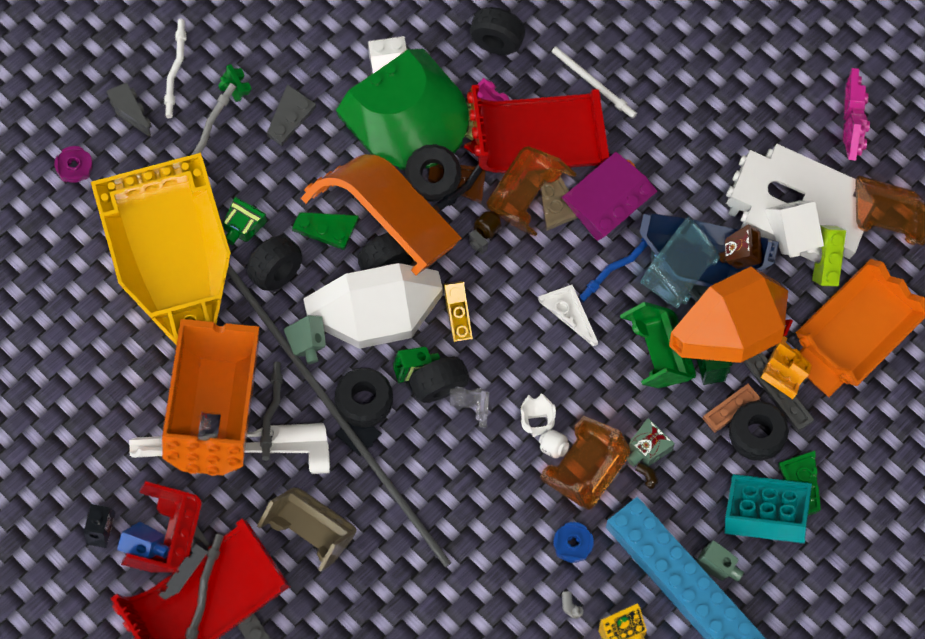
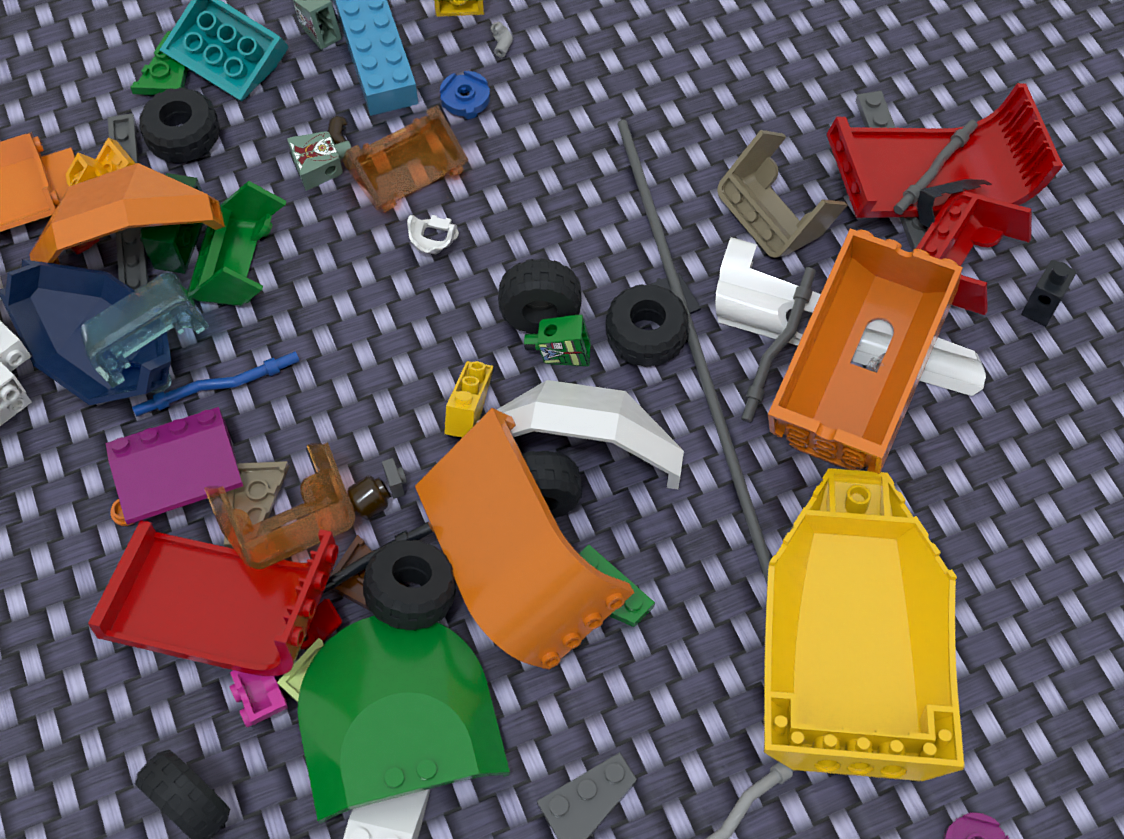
camera: 155 degrees left, 5 degrees down
(143, 541) = (997, 243): blue torso -> none
(243, 221) = (727, 637): green torso -> none
(274, 263) = (705, 533): black tyre -> none
(306, 337) = (696, 424): sand green torso -> none
(472, 399) = (499, 255): clear bracket -> none
(554, 444) = (430, 195): white head -> none
(567, 307) = (320, 350): white wing -> none
(620, 104) = (70, 615): white bar -> none
(723, 413) = (198, 165): nougat plate -> none
(742, 248) = (48, 314): reddish brown torso -> none

